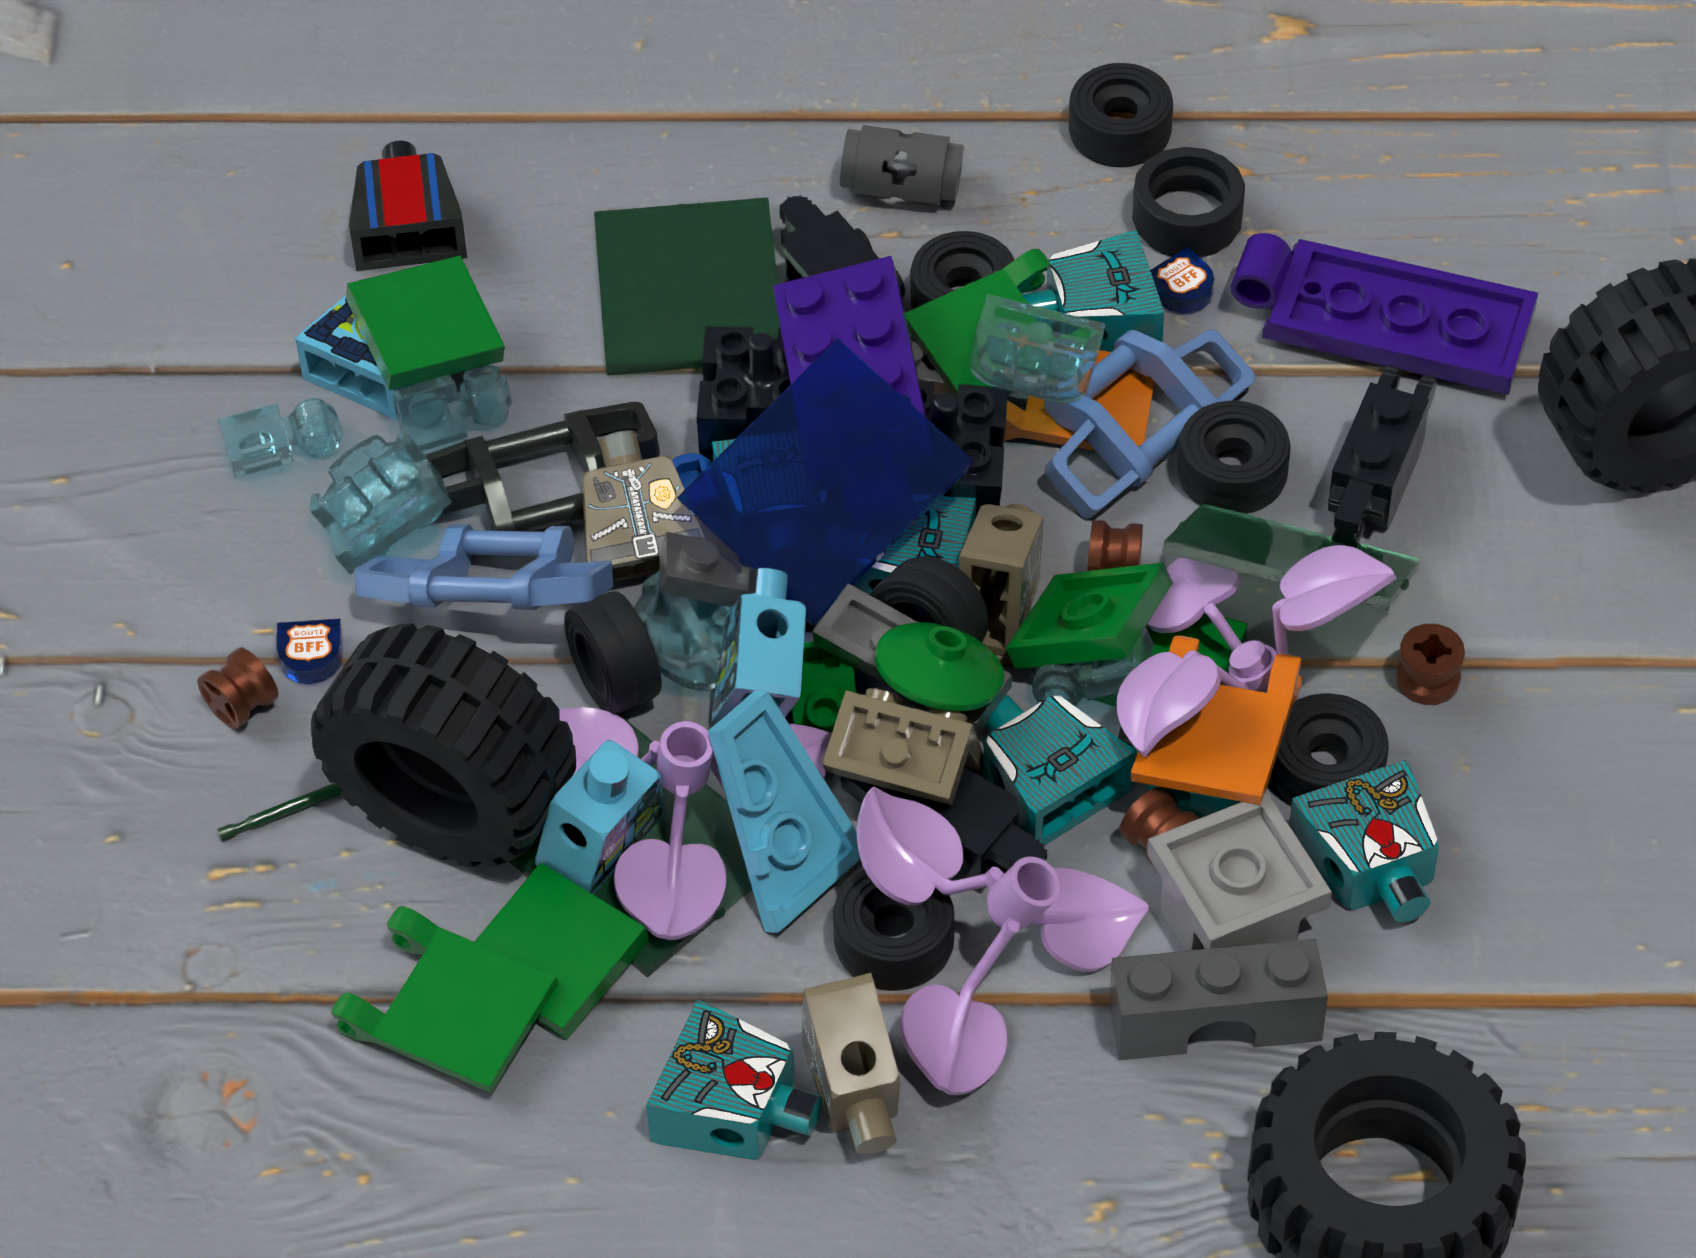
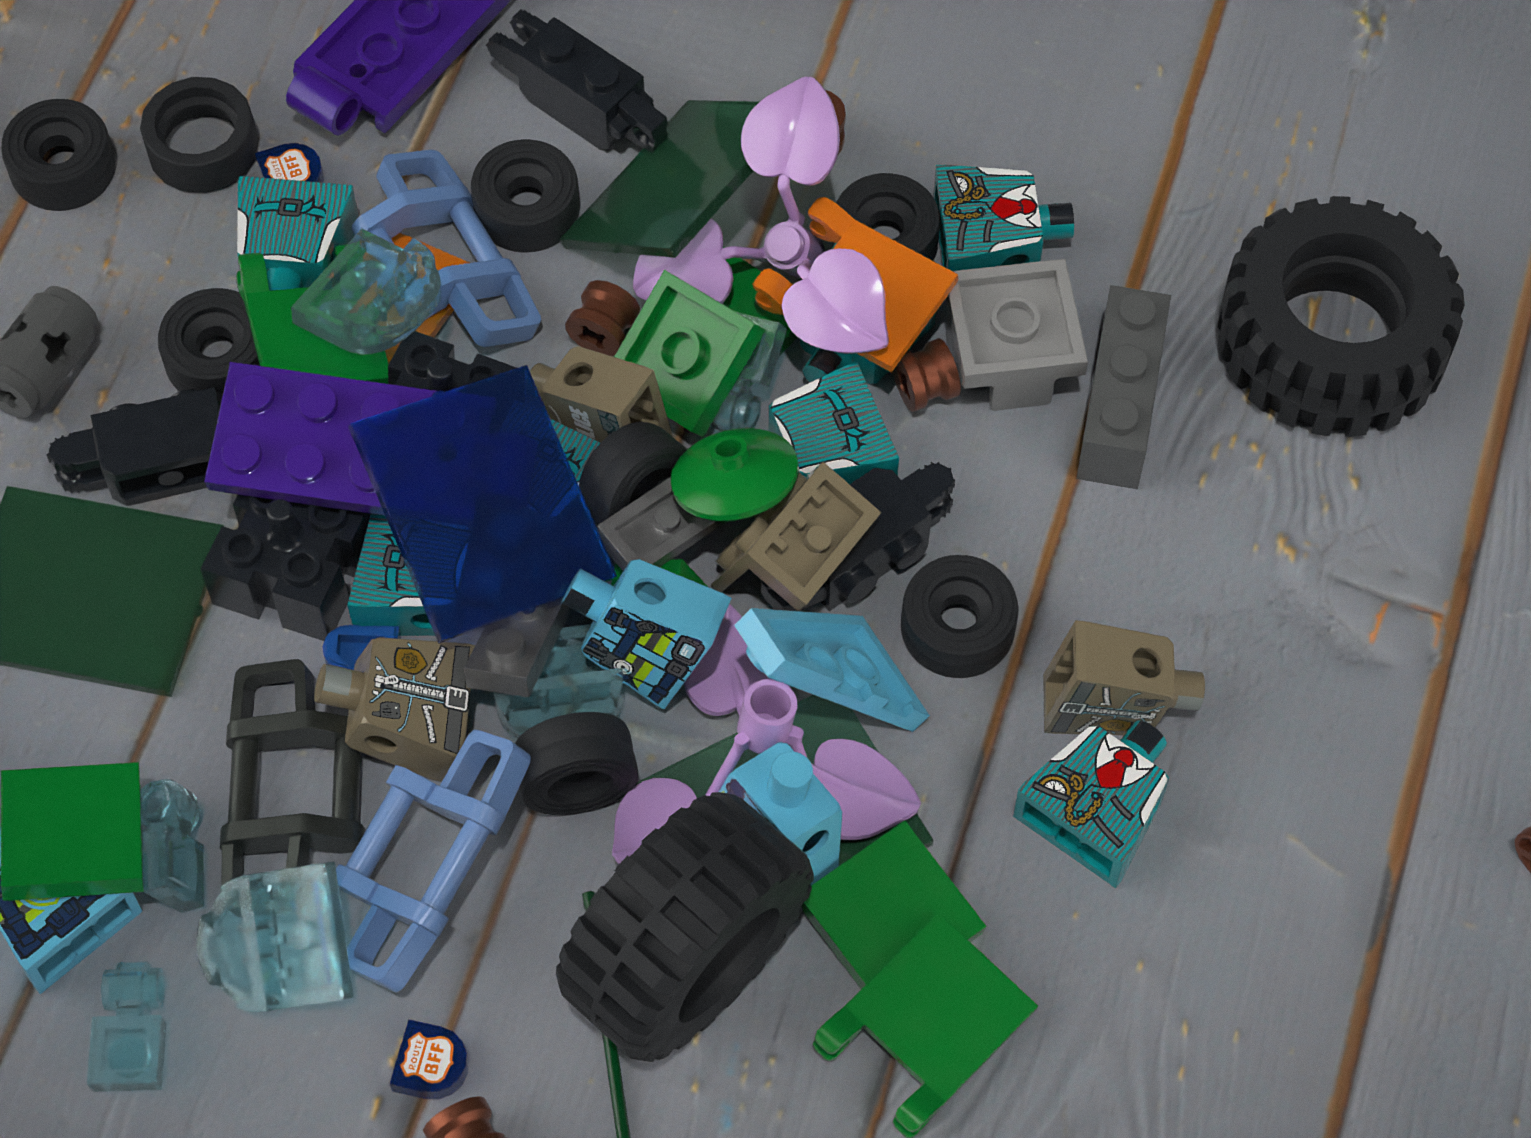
camera: 75 degrees left, 10 degrees up
(1082, 919) = (1018, 480): lavender plant -> none

